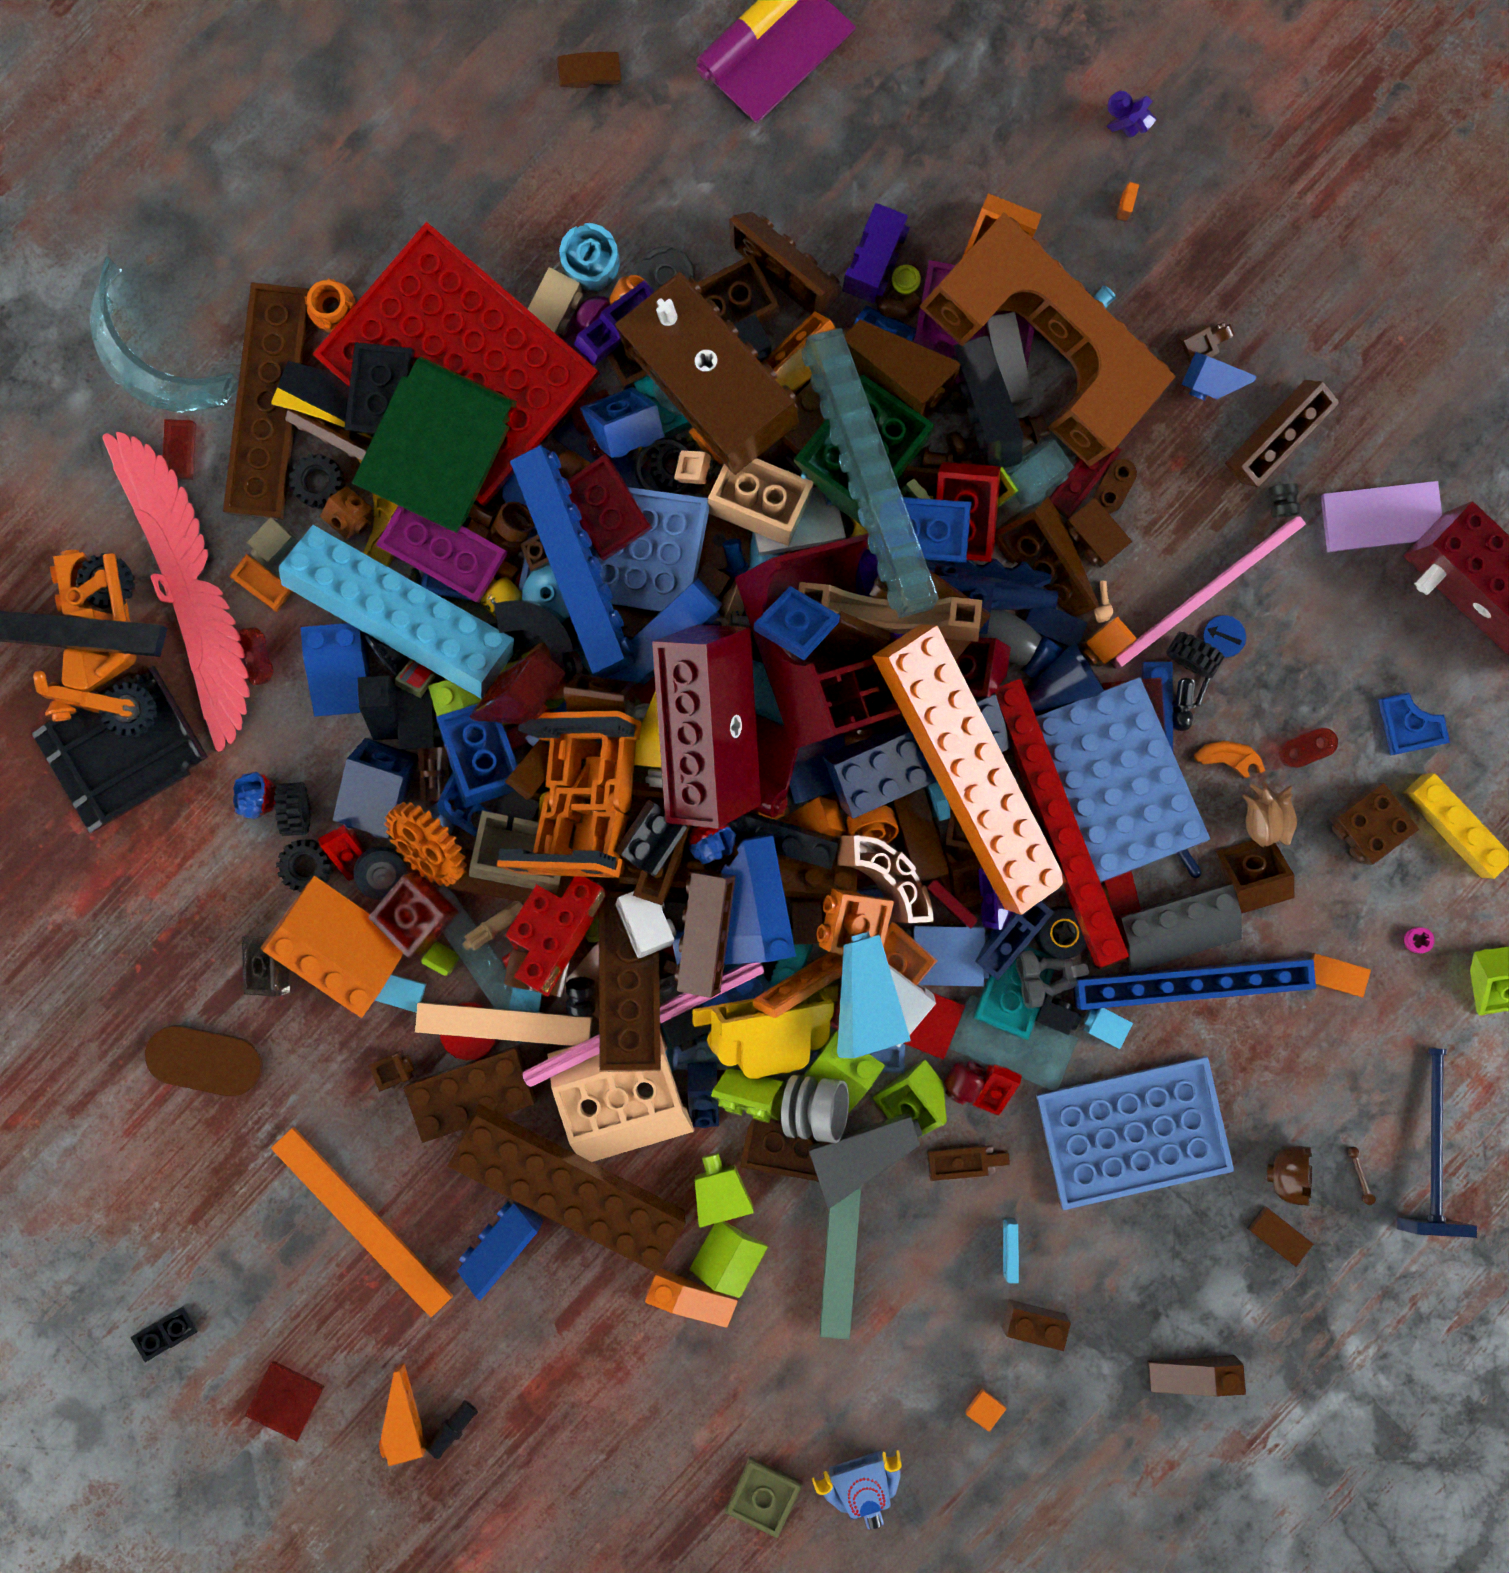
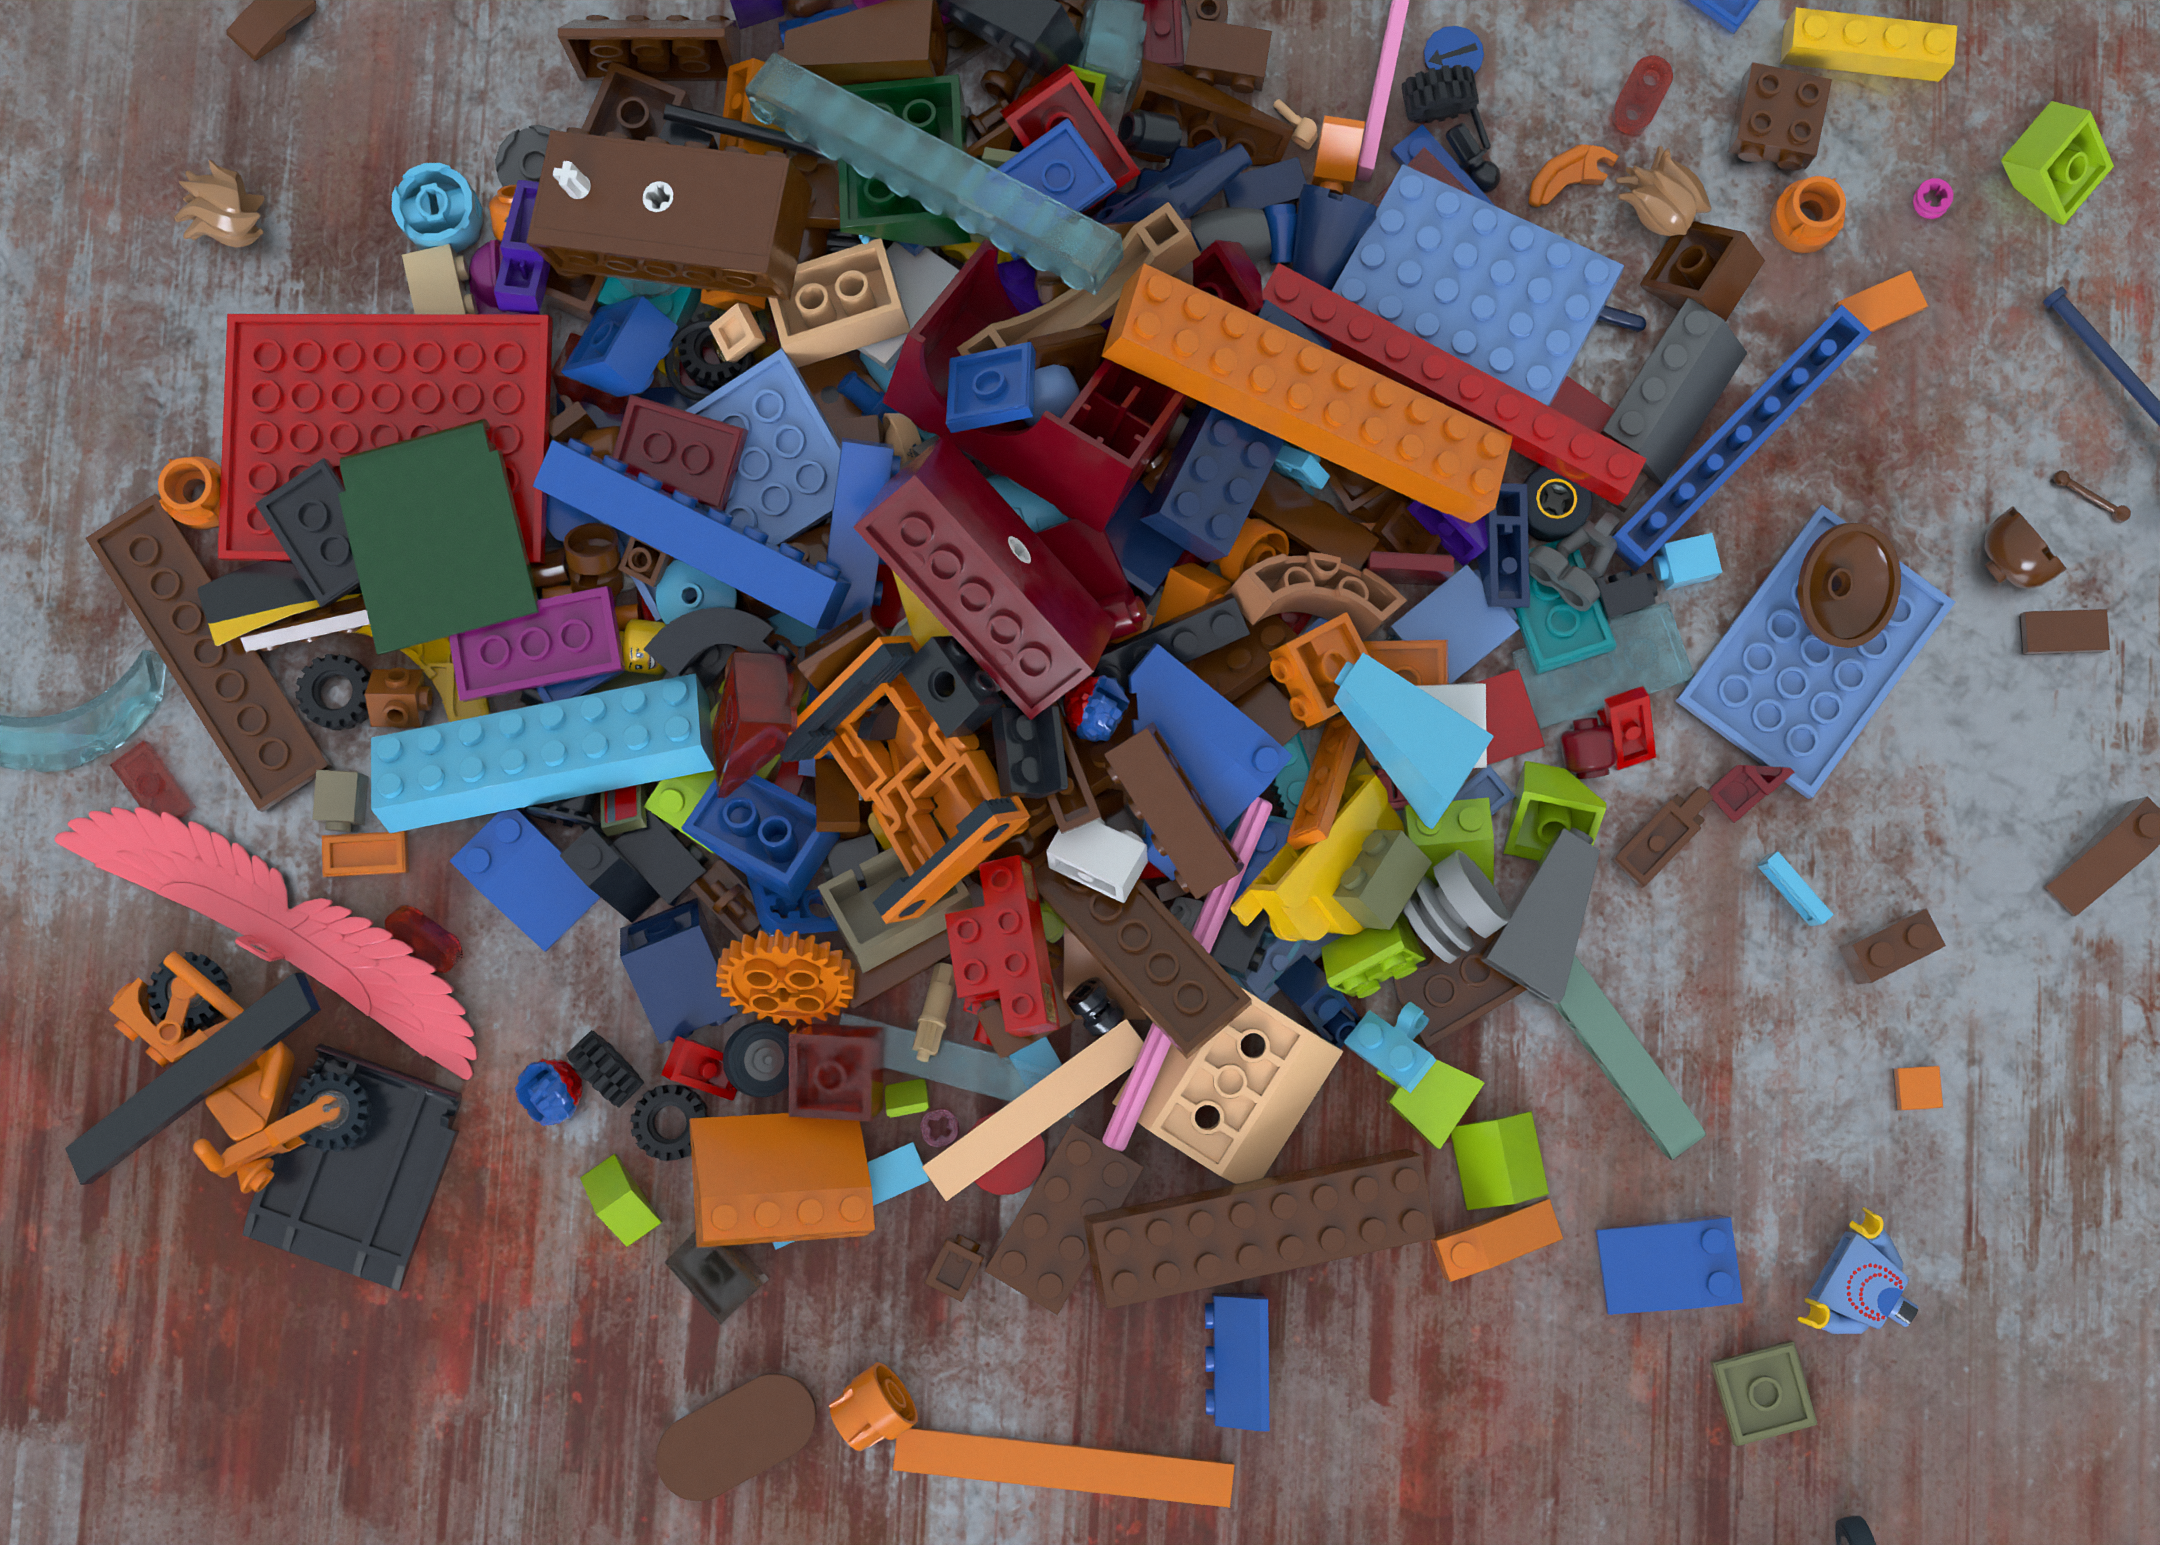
camera: 35 degrees left, 5 degrees down
(244, 884) = (619, 1201): none -> lime slope
(286, 1108) = (873, 1408): none -> orange piece
(448, 981) = (927, 1130): none -> clear pink bush
(472, 156) = (220, 207): none -> medium nougat hair
(563, 440) = (571, 422): none -> reddish brown tile
(588, 752) = (881, 723): none -> black tile
(637, 769) = (932, 675): none -> black brick
(720, 1152) = (1393, 1048): none -> medium azure plate
(771, 1390) = (1669, 1265): none -> blue slope
(785, 352) = (738, 129): none -> black bar
(788, 1062) = (1382, 879): none -> olive brick
(831, 653) = (1053, 391): none -> medium blue hair
(1014, 543) = (1150, 132): none -> black brick
(1032, 1173) = (1745, 787): none -> dark red slope
(1181, 1116) = (1849, 585): none -> reddish brown dish
(1356, 896) = (1797, 231): none -> orange piece

